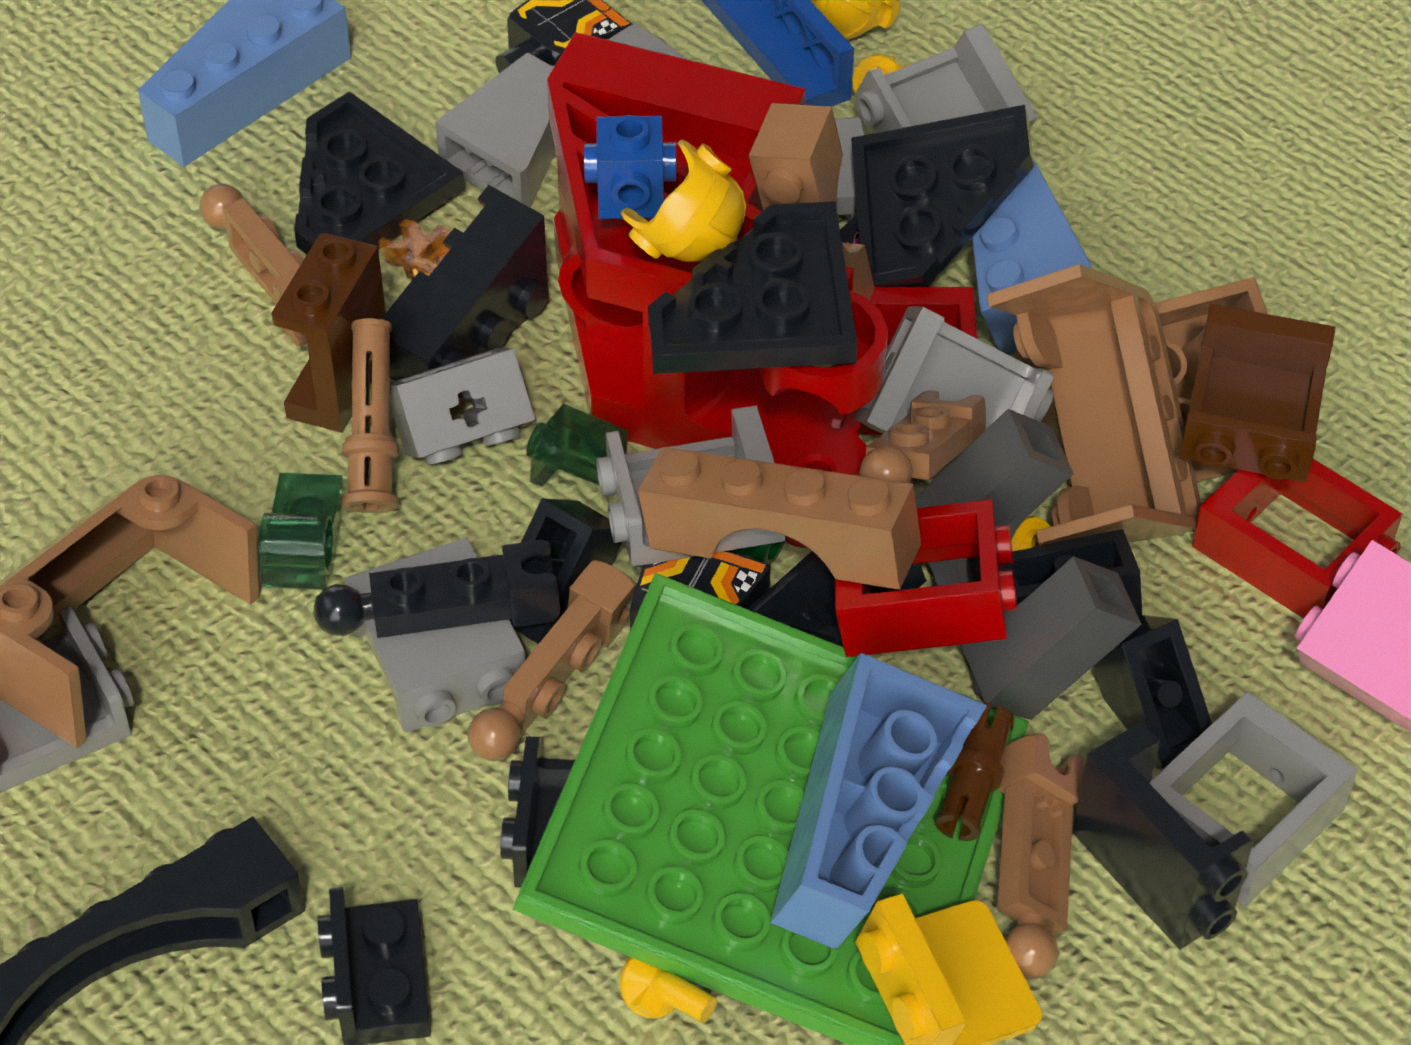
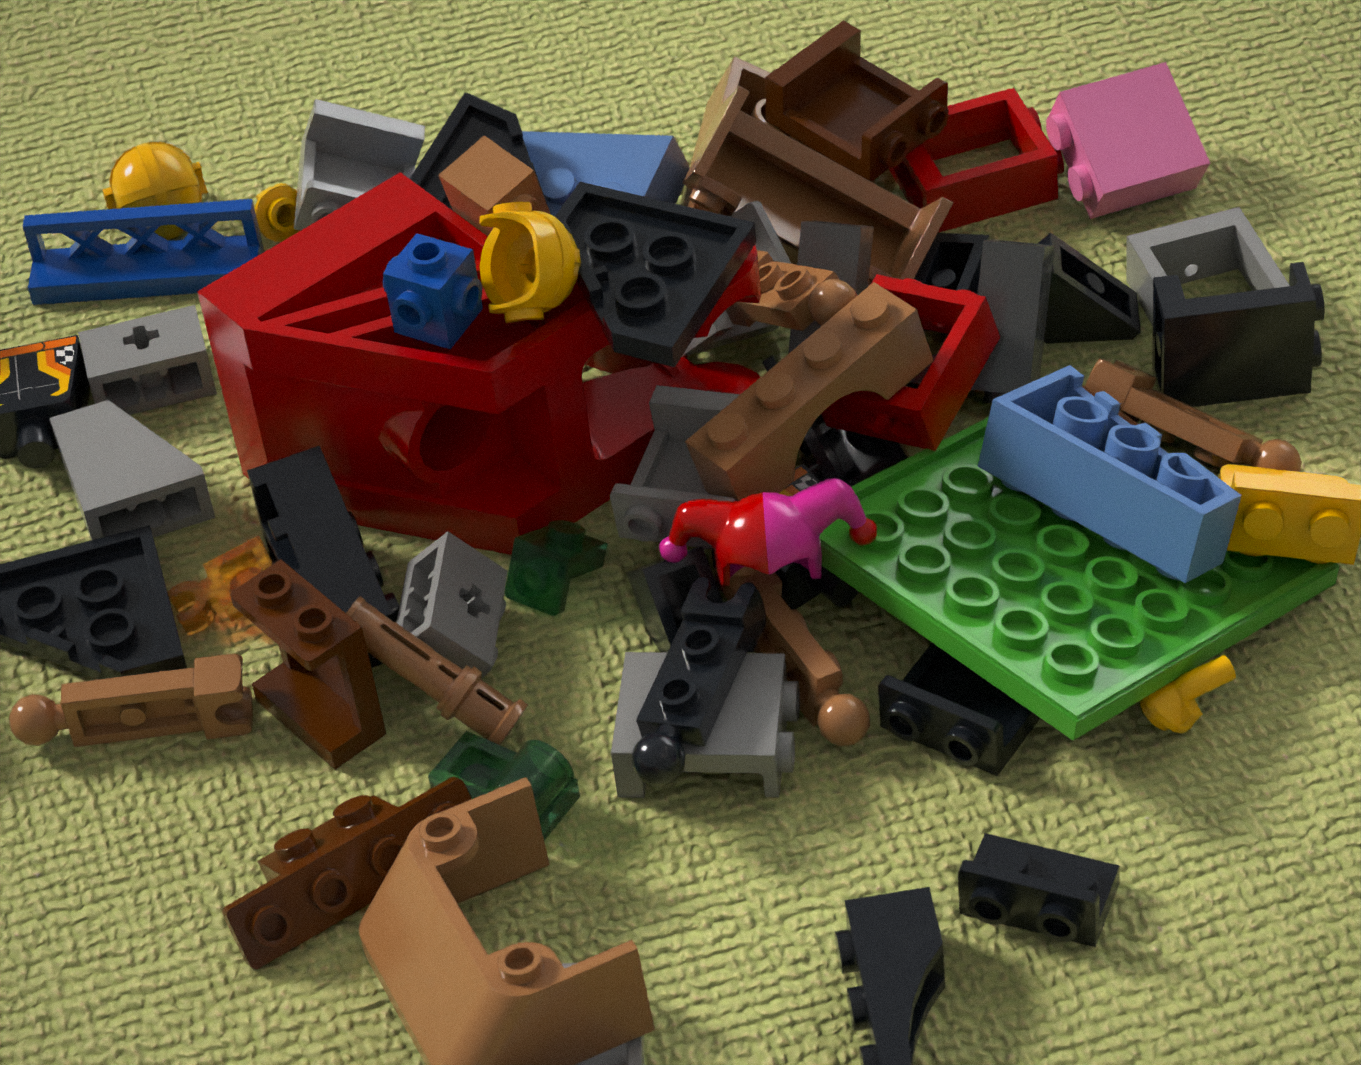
camera: 55 degrees left, 5 degrees down
(159, 445) = (328, 871): none -> reddish brown bracket
(609, 565) = (768, 528): none -> piece

